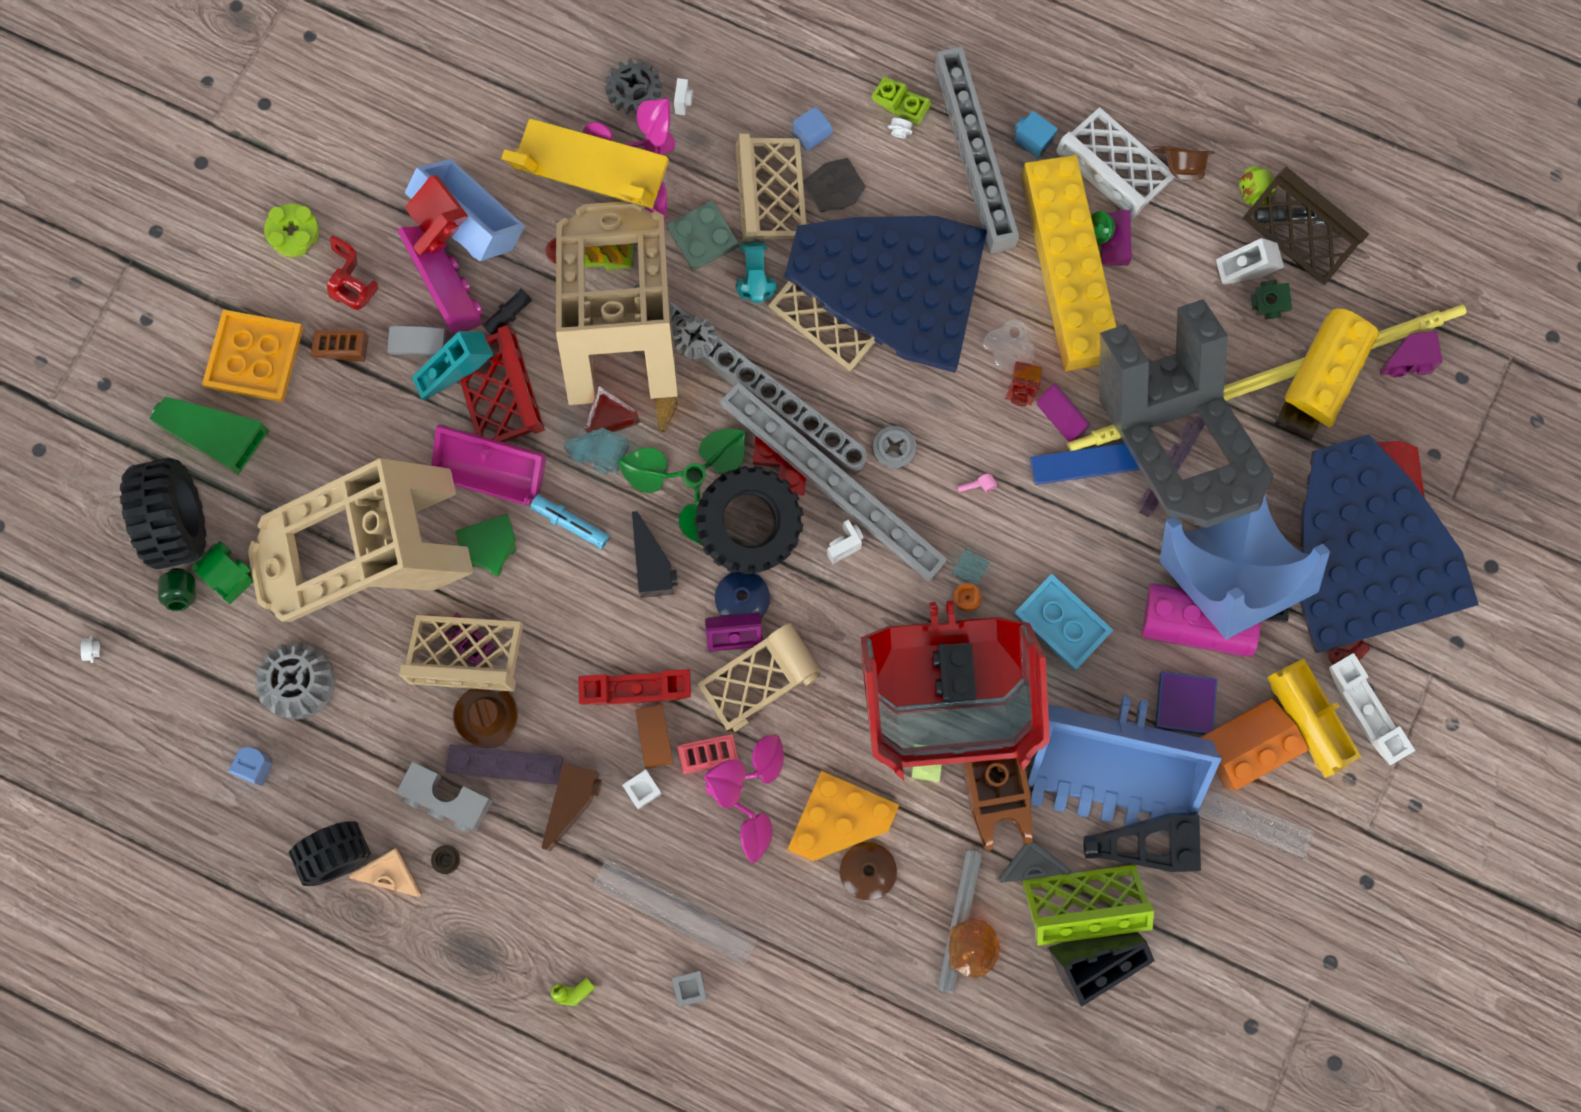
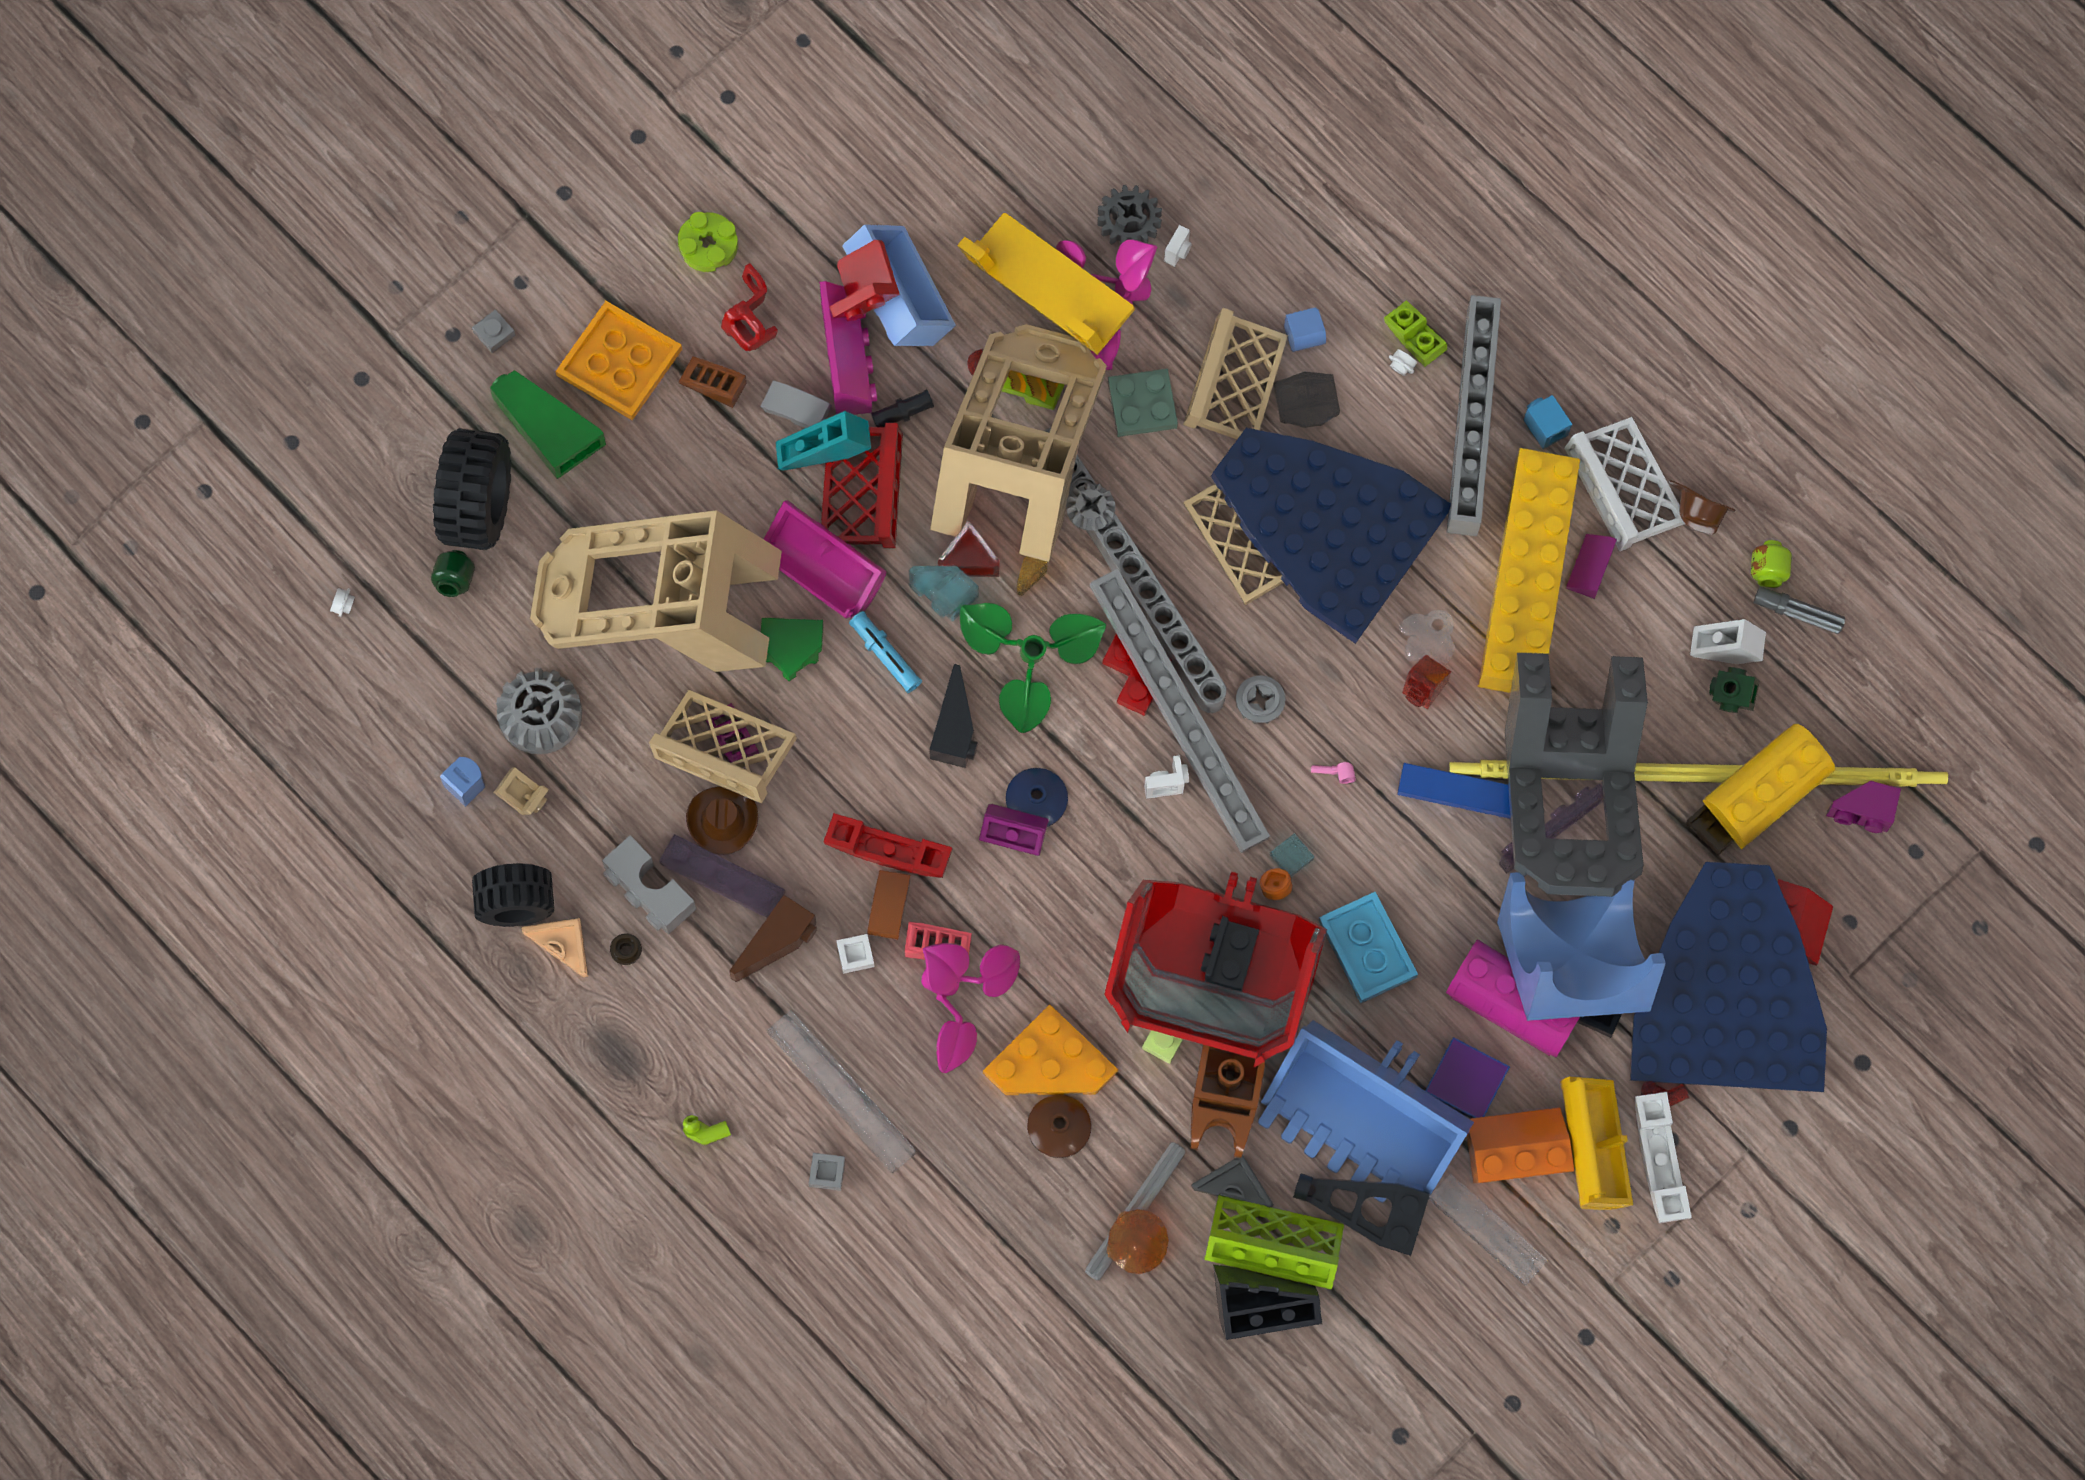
camera: 20 degrees right, 5 degrees down
(137, 369) = (493, 331): none -> light grey plate
(222, 573) = (505, 573): green cylinder -> none
(305, 757) = (521, 792): none -> tan bracket
(755, 284) = (1178, 475): teal piece -> none
(784, 508) = (1097, 682): black tyre -> none
(791, 656) = (1064, 877): tan piece -> none
(1062, 413) = (1456, 729): magenta slope -> none
(1103, 226) = (1579, 546): green hat -> none
(1318, 206) = (1825, 609): dark brown fence -> none

